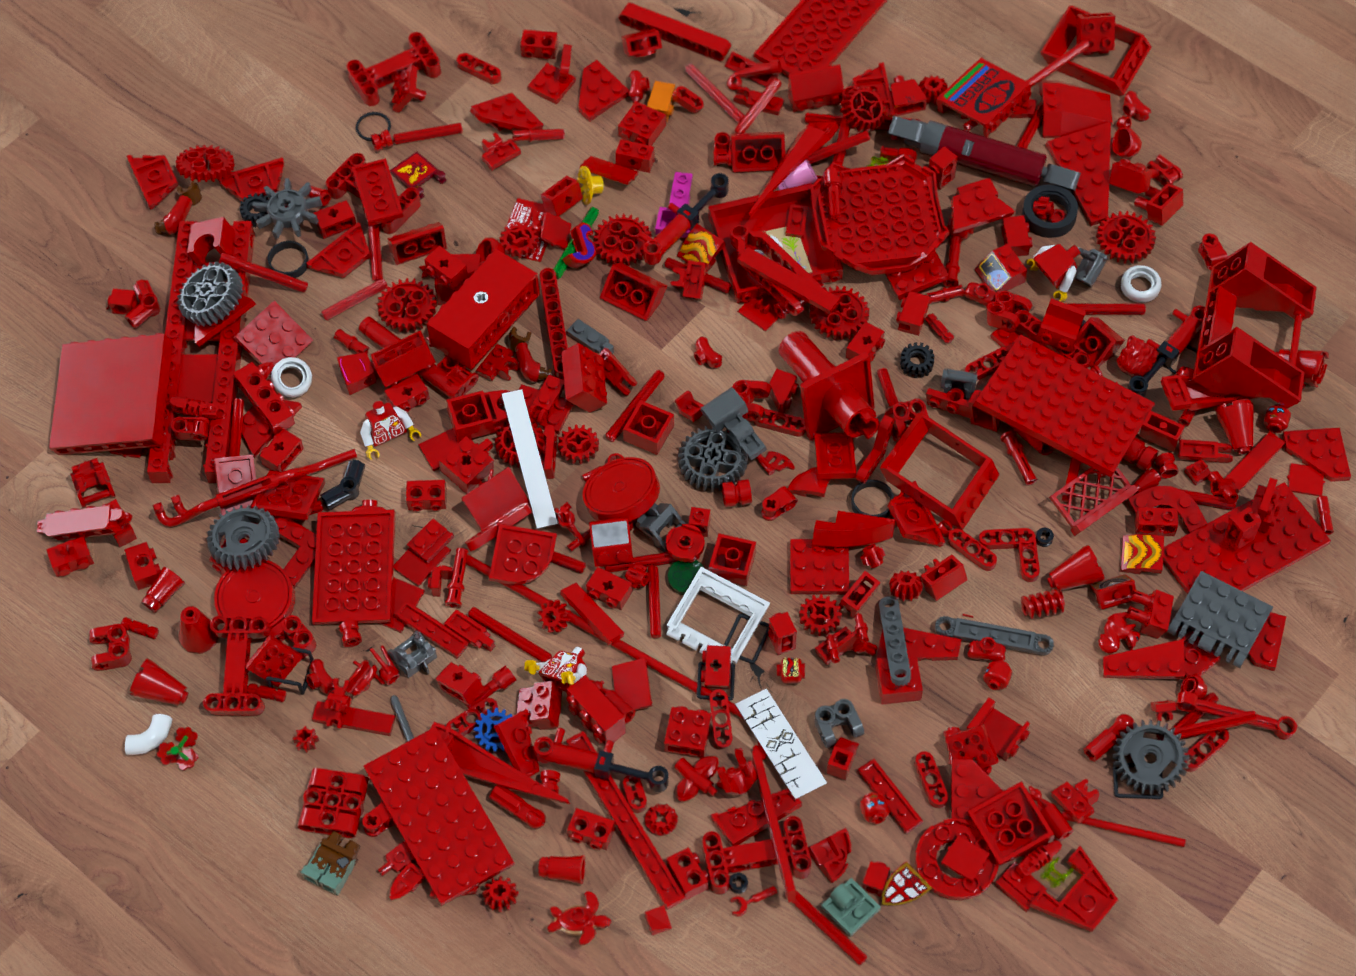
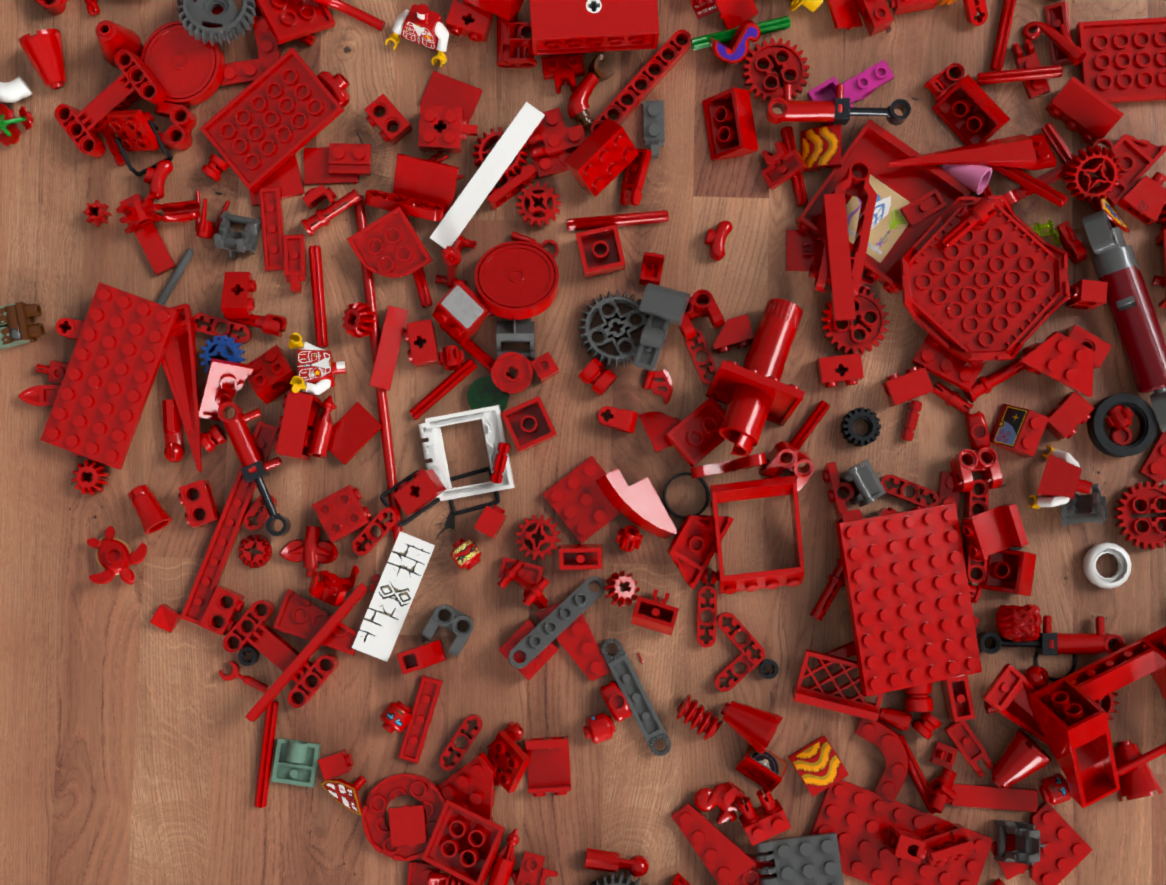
camera: 50 degrees right, 25 degrees up
(317, 813) = (67, 264): red connector -> none
(340, 492) = (331, 47): black piece -> none
(477, 414) = (505, 97): red brick -> none
(744, 595) = (500, 462): none -> red axle
(832, 854) = (331, 711): red brick -> none
(1110, 308) = (1051, 548): red axle -> none
(1156, 521) = (859, 756): red brick -> none
(1303, 459) = (1026, 842): none -> dark grey piece

